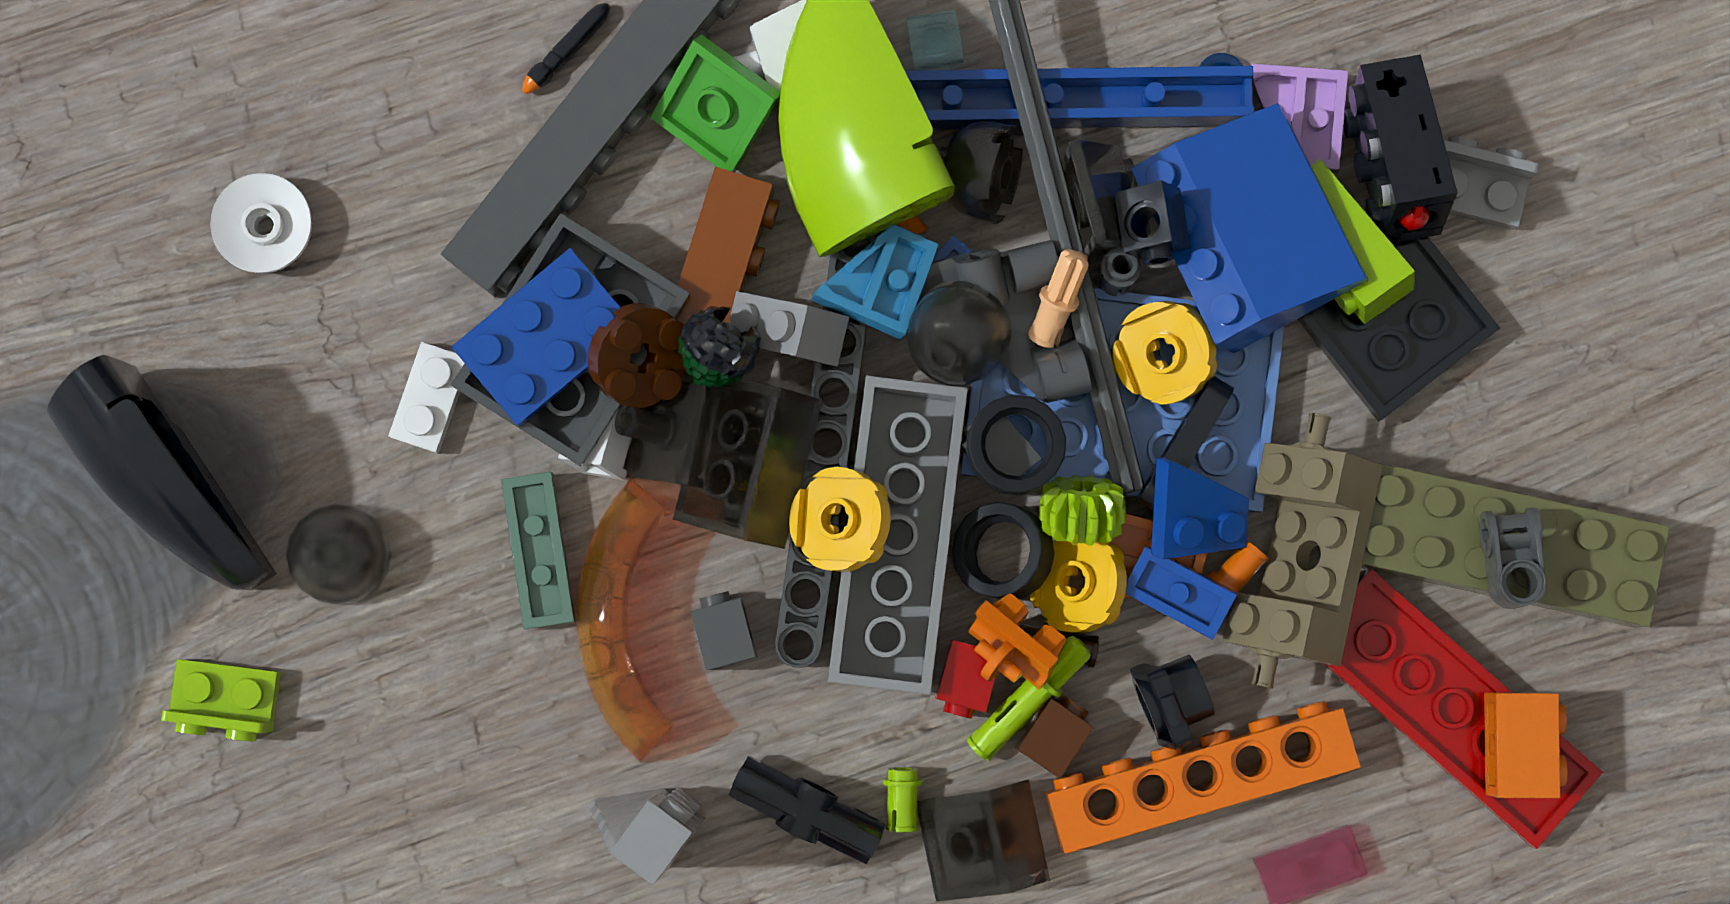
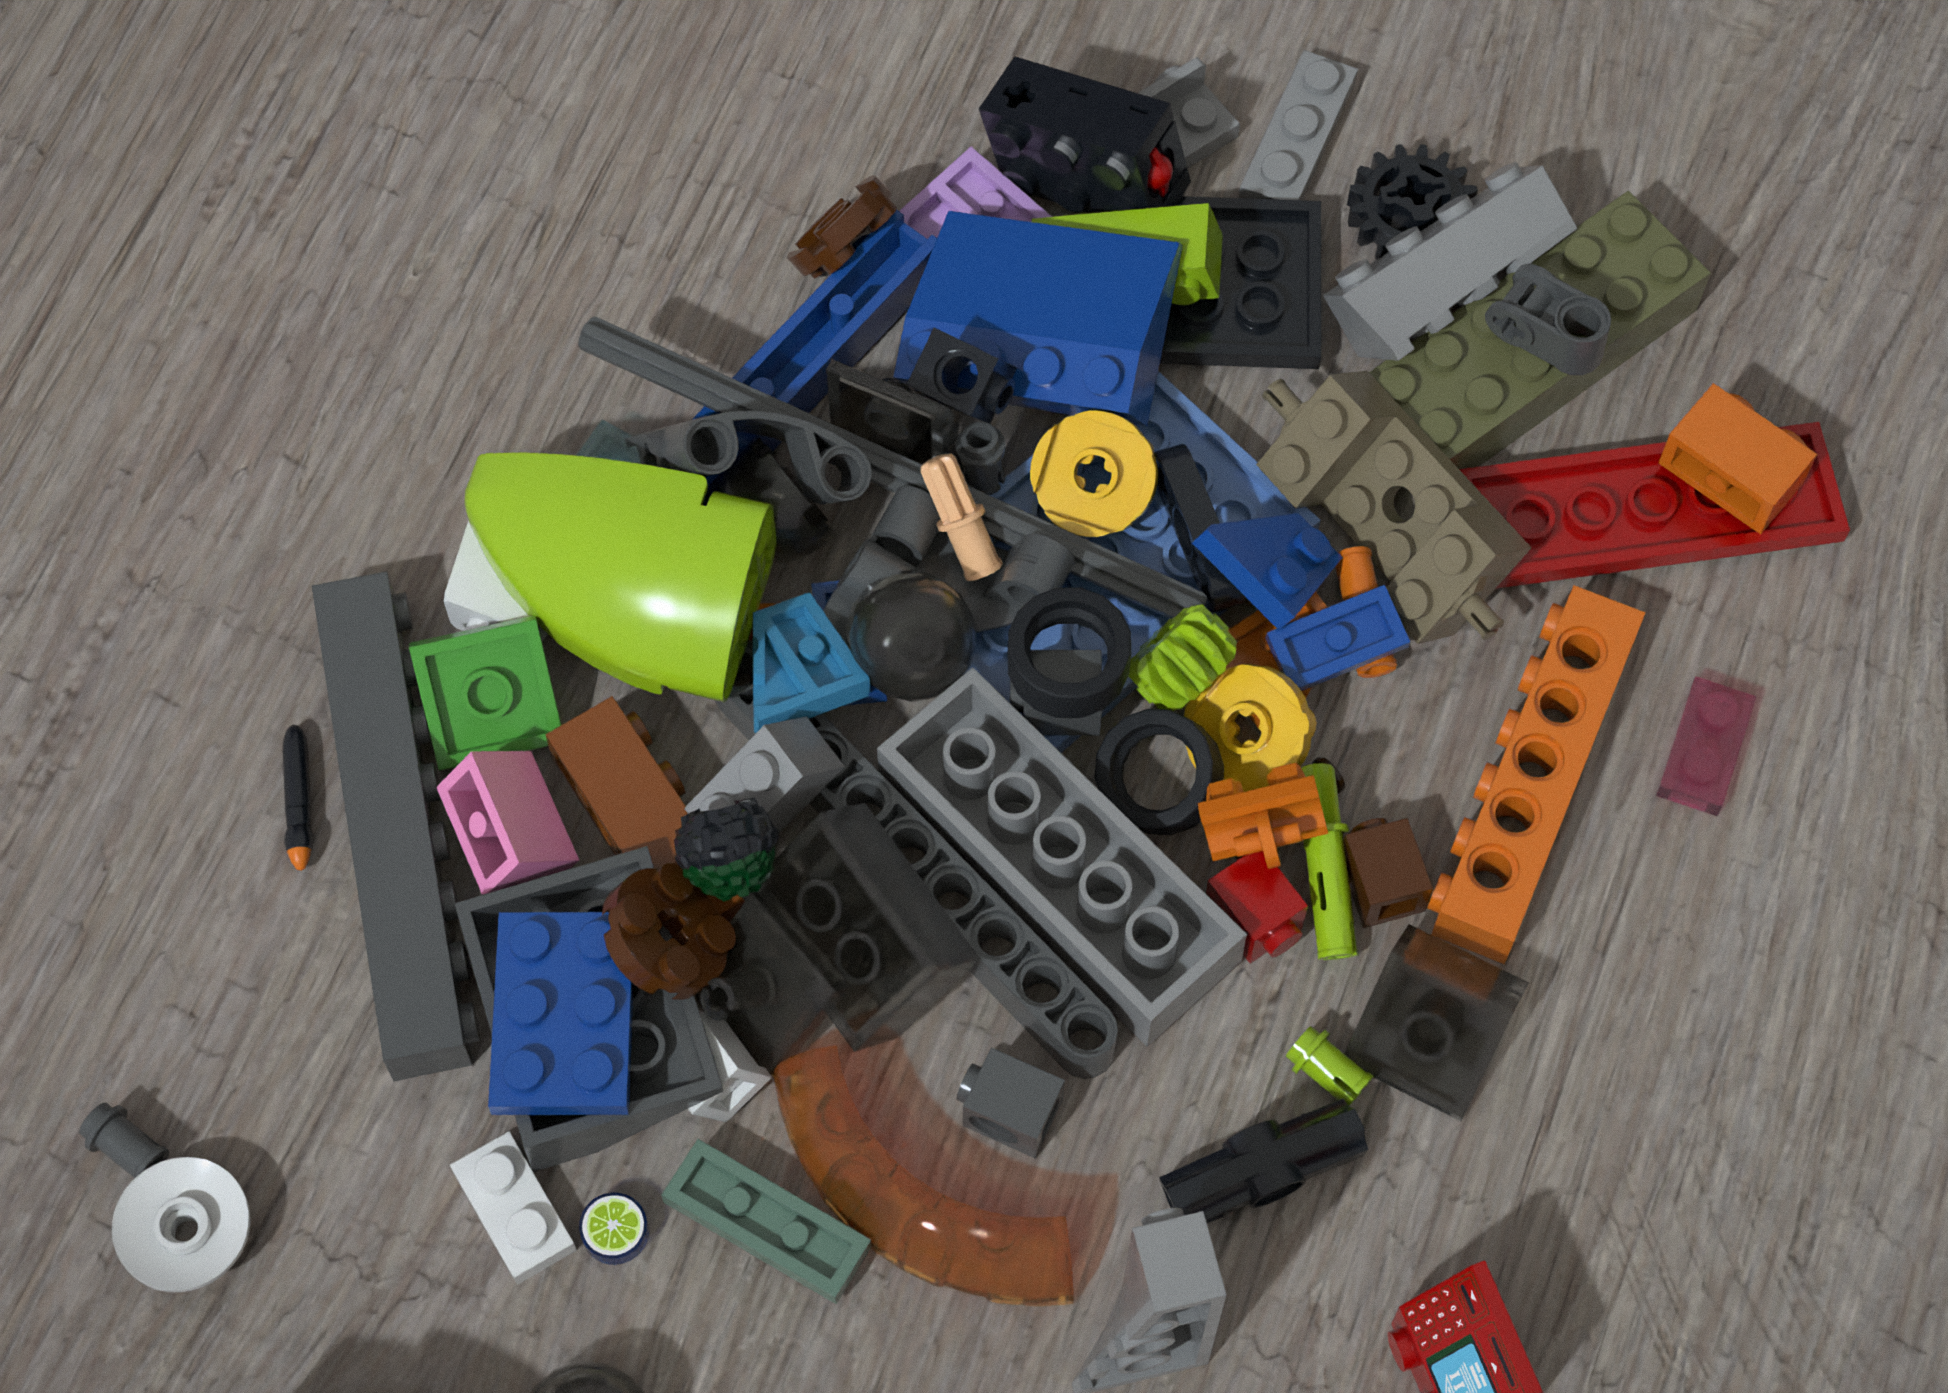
camera: 50 degrees left, 20 degrees down
(281, 144) = (120, 1139): none -> dark grey pin
(465, 466) = (614, 1228): none -> tile
(644, 192) = (505, 819): none -> bright pink brick
(867, 525) = (1036, 872): yellow plate -> none
(968, 92) = (711, 446): none -> dark grey panel
(1172, 699) = (1436, 732): black piece -> none
(1212, 42) = (828, 240): none -> reddish brown plate
(1514, 453) = (1448, 262): none -> light grey wedge
(1547, 268) = (1299, 129): none -> light grey plate
(1566, 399) = (1415, 194): none -> black gear

